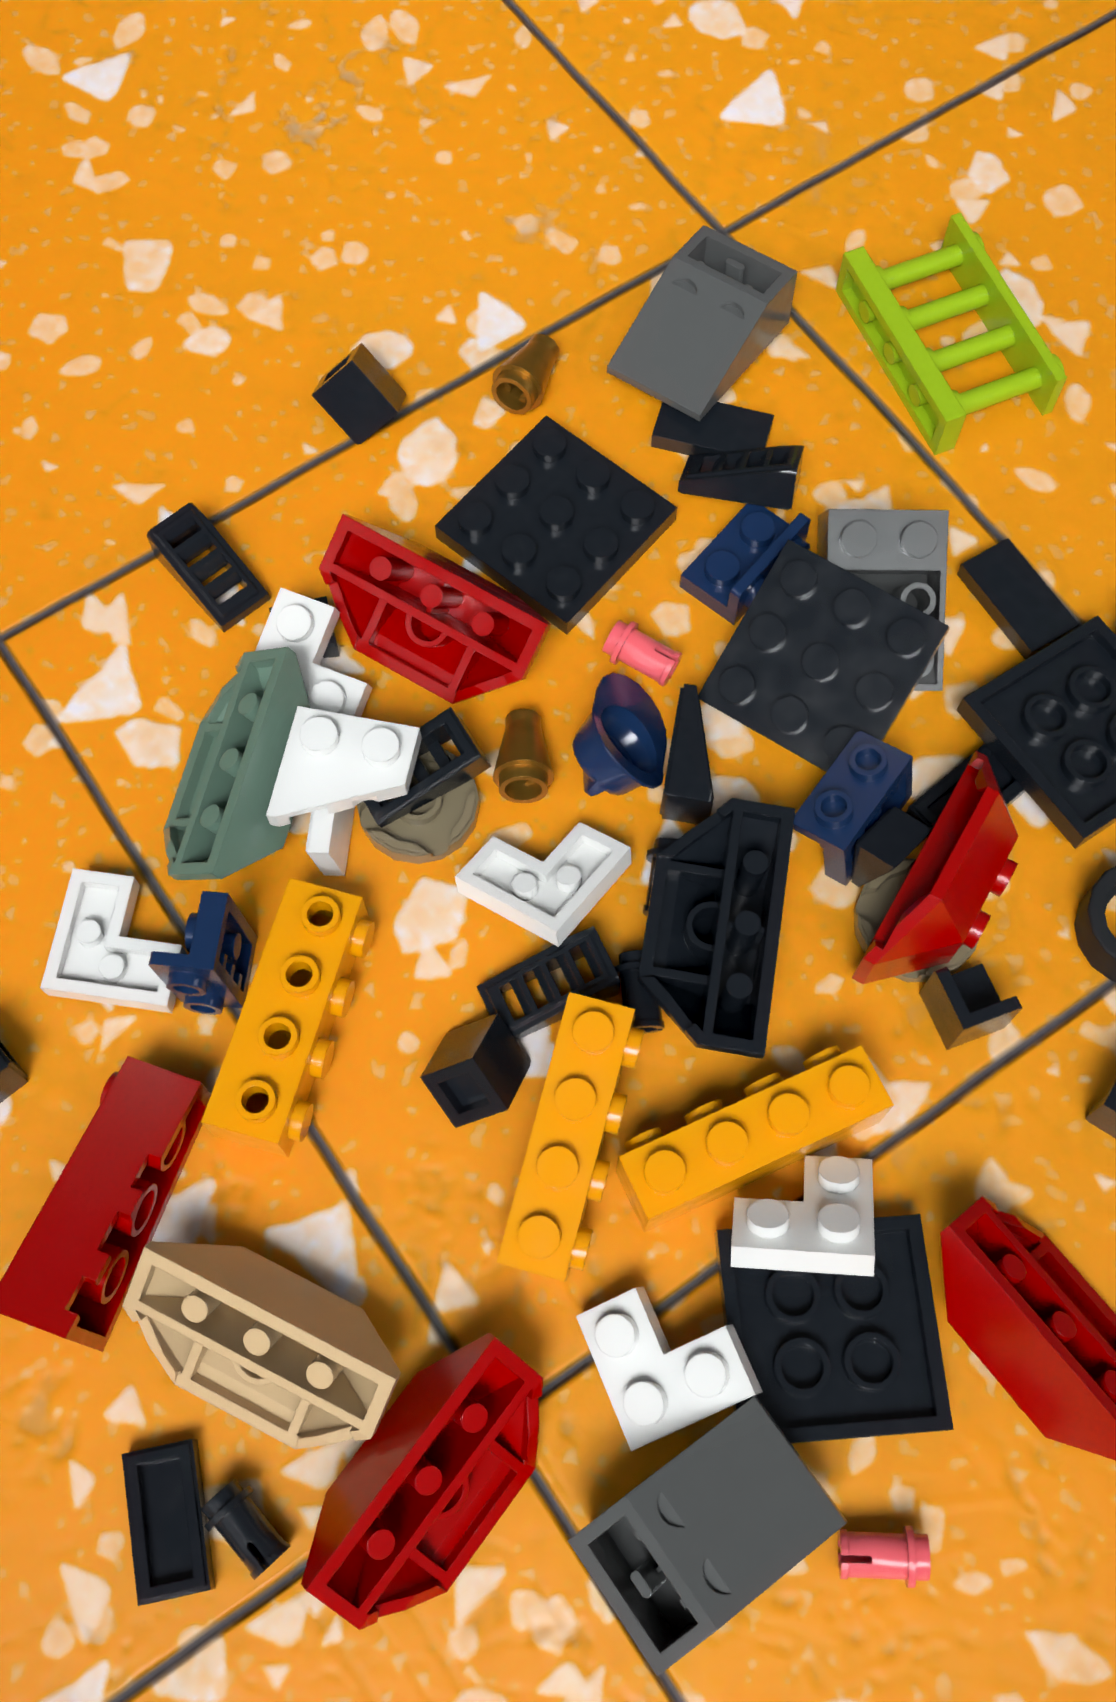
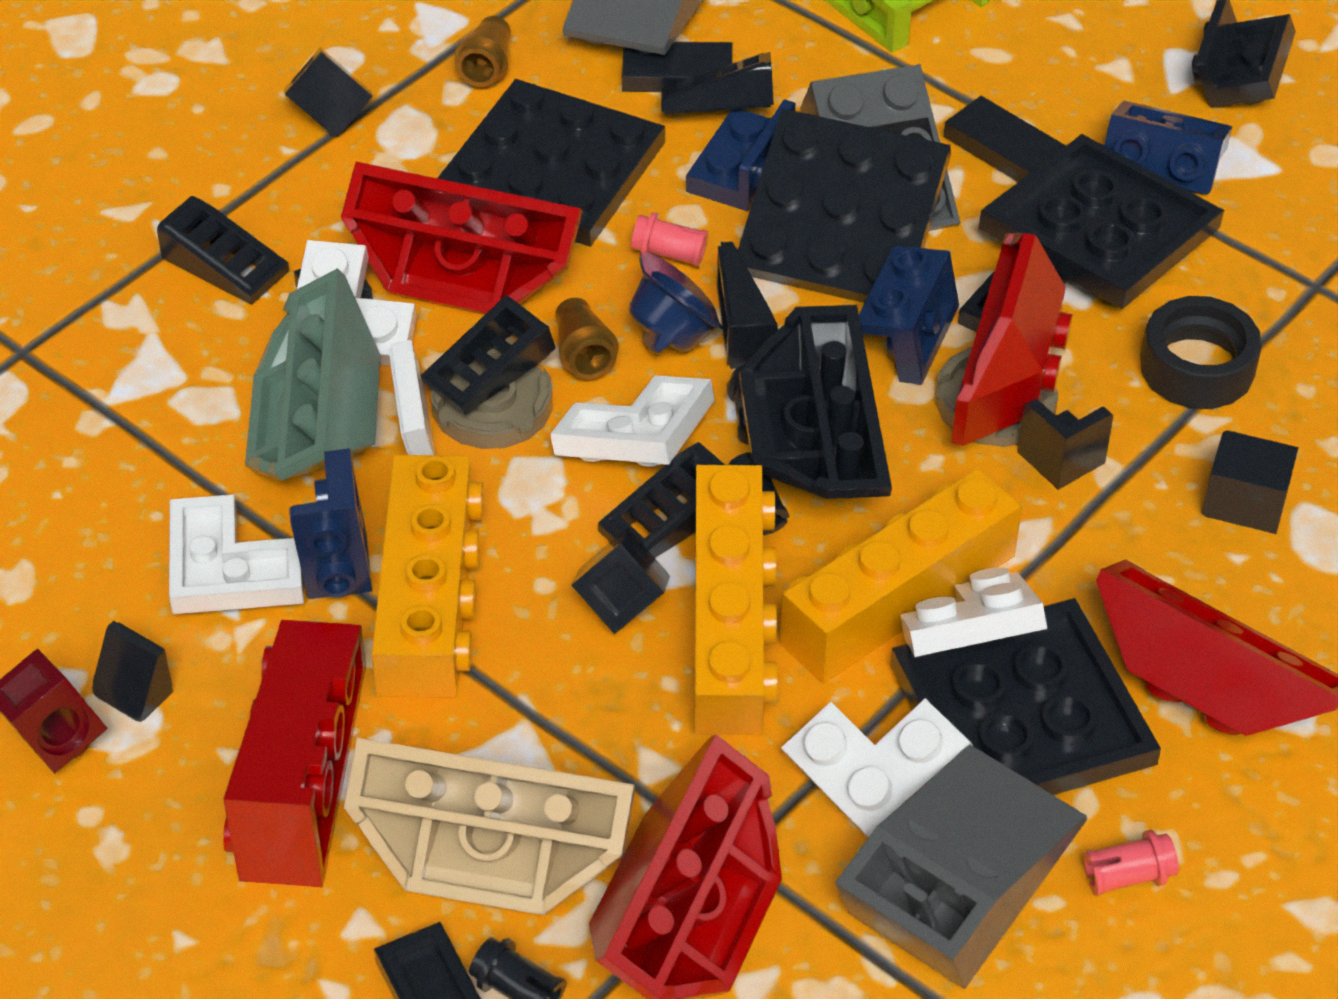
camera: 15 degrees left, 20 degrees down
(340, 763) = (417, 353): white wing -> none
(886, 845) = (946, 331): black slope -> none

